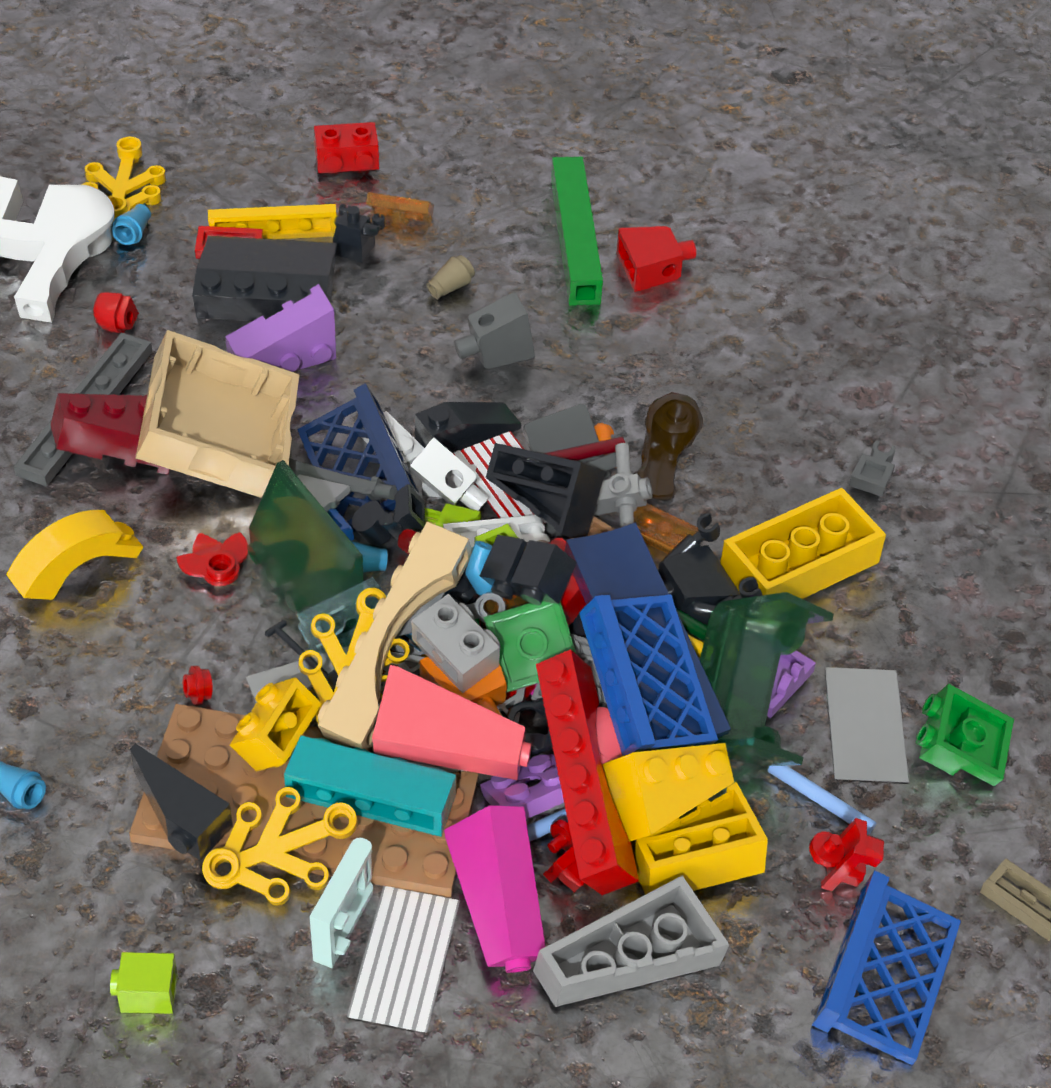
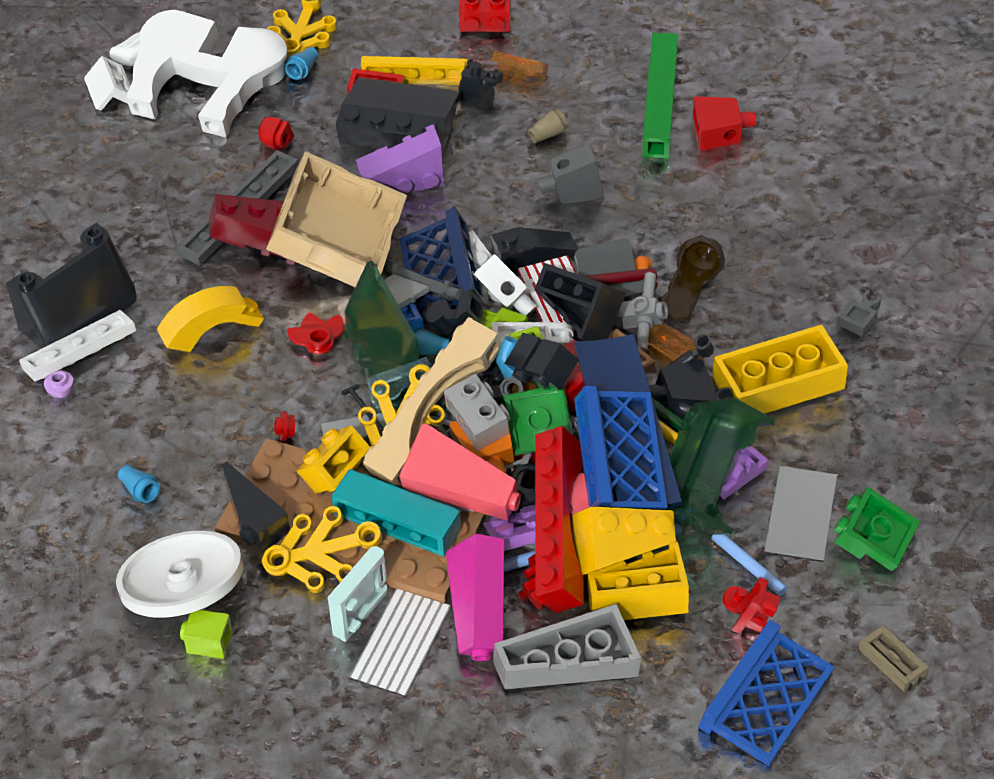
camera: 15 degrees right, 0 degrees up
(95, 905) = (179, 574): none -> white dish

